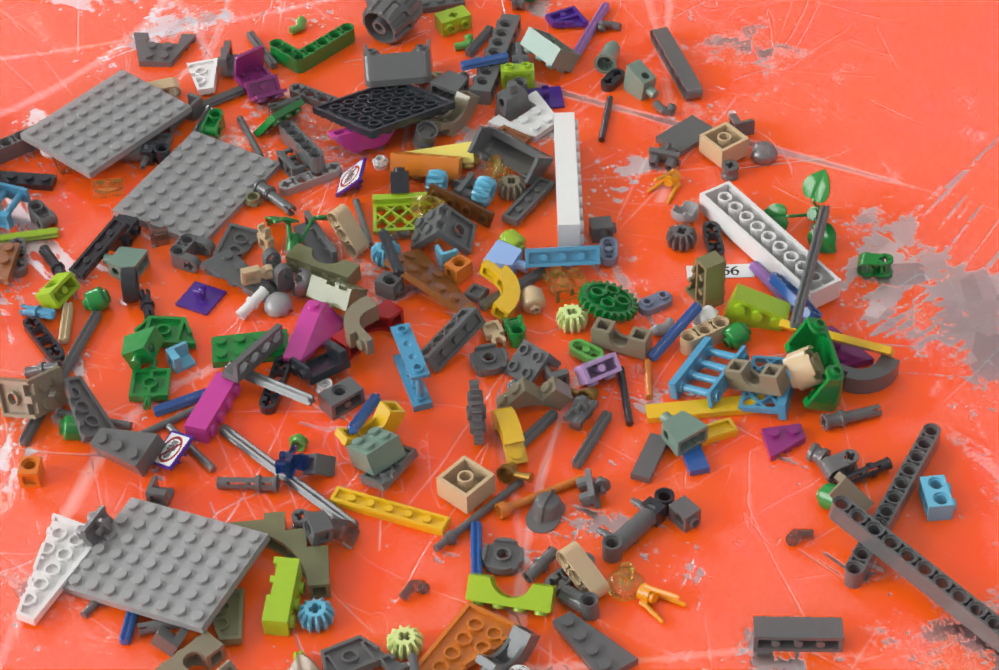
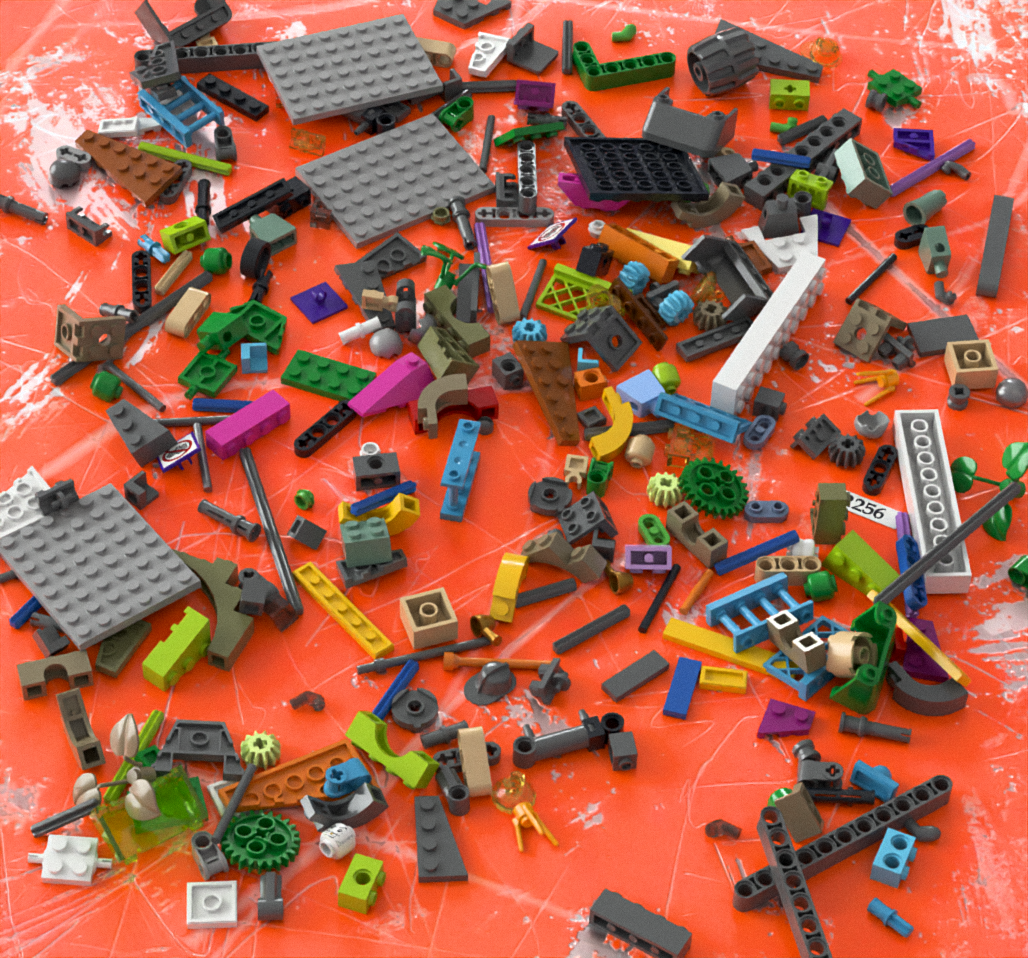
camera: 25 degrees right, 5 degrees up
(30, 472) = (39, 414): orange brick -> none
(85, 408) = (127, 373): dark grey wing -> none
(100, 346) = (188, 312): none -> tan beam
(186, 248) = (337, 243): dark grey piece -> none
(250, 66) = (535, 63): magenta bracket -> none
(254, 354) = (319, 387): dark grey fence -> none
(265, 240) = (420, 268): tan plate -> none
(279, 387) = (316, 425): axle -> none
(290, 462) = (277, 517): clear blue hips -> none
(294, 200) = (483, 248): none -> medium lavender axle
(316, 615) = (198, 682): medium azure gear -> none
(322, 366) = (379, 428): black panel -> none
(390, 252) = (523, 336): black axle -> none
(399, 235) = (558, 319): clear smoke arm -> none
(425, 135) = (659, 218): dark grey wheel -> none
(452, 337) = (525, 457): dark grey fence -> none
(476, 412) = (485, 547): dark grey gear -> none
(494, 629) = (346, 777): none -> dark azure piece
(580, 411) = (599, 593): dark grey hips -> none
(593, 189) = (792, 354): none -> dark grey wheel
(635, 141) = (874, 321): none -> dark tan bracket
(651, 236) = (816, 436): none -> dark grey bracket
(661, 329) = (746, 542): light grey arm -> none
(682, 431) = (682, 664): sand green torso -> none
(746, 126) = (1009, 353): panel -> none
(879, 449) = (876, 778): none -> dark azure tile
(945, 469) = (922, 833): none -> dark grey arm
(966, 540) = (890, 917): none -> dark azure axle

